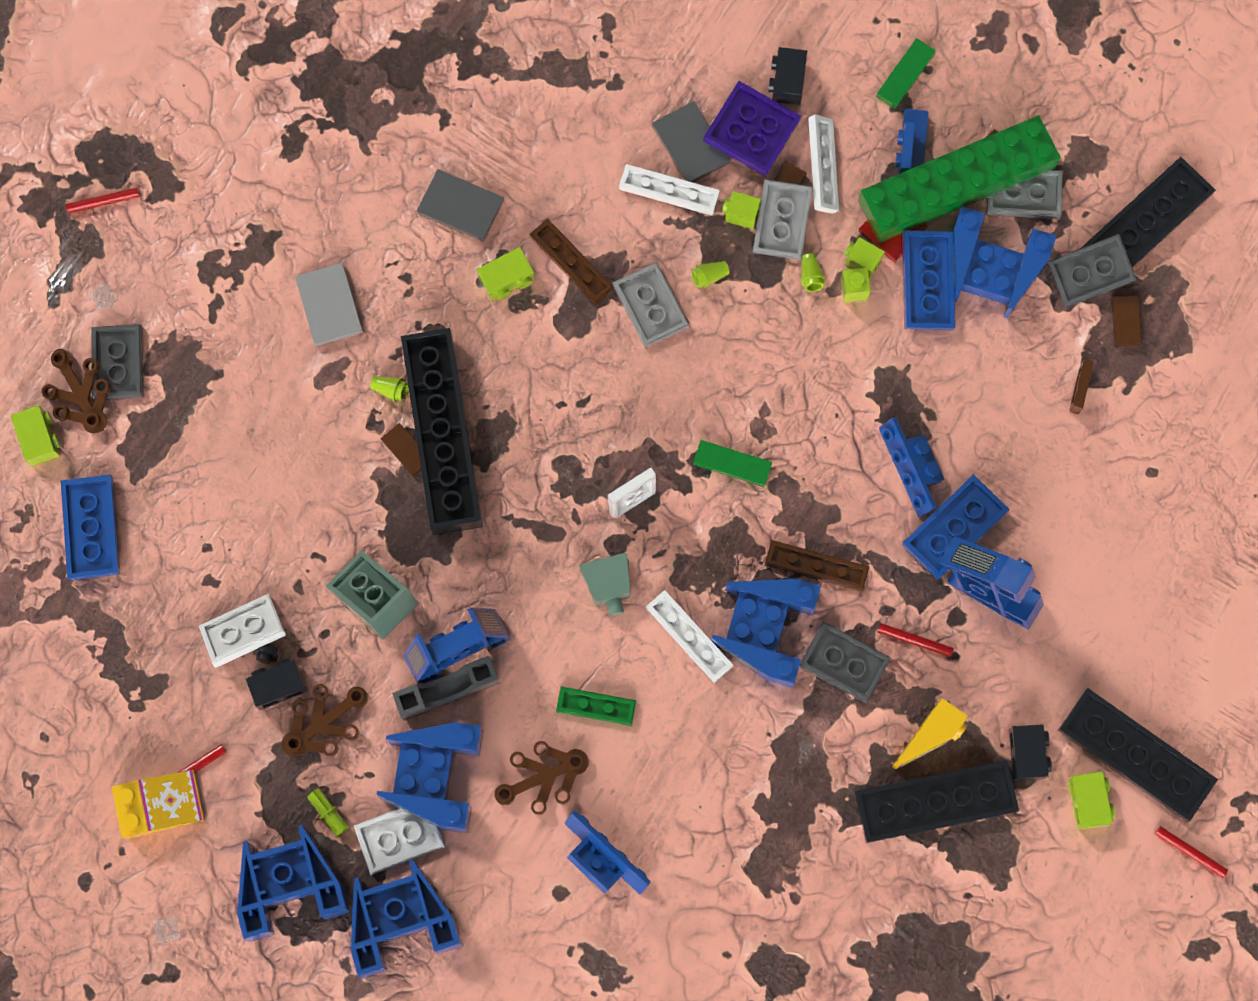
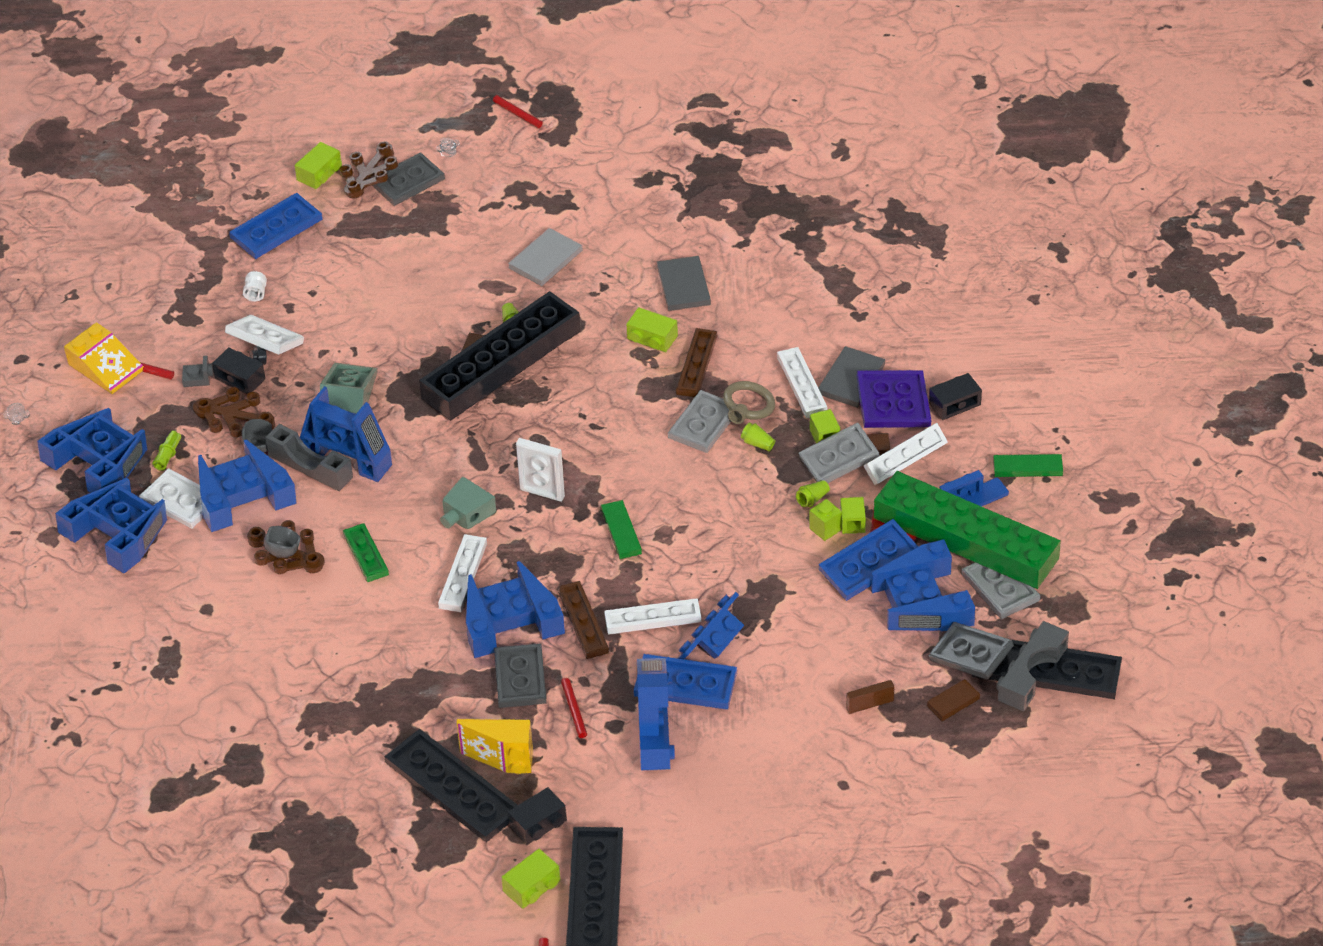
camera: 55 degrees right, 30 degrees down
(164, 599) = (254, 286): none -> white wheel
(243, 724) = (197, 374): none -> dark grey bracket
(379, 717) = (255, 433): none -> dark grey hair
(544, 780) = (281, 541): none -> dark grey hair
(600, 859) = (246, 611): blue bracket -> none
(670, 269) = (739, 412): none -> dark tan piece
(860, 505) = (652, 616): none -> white plate
(1164, 262) = (1045, 645): none -> dark grey arch

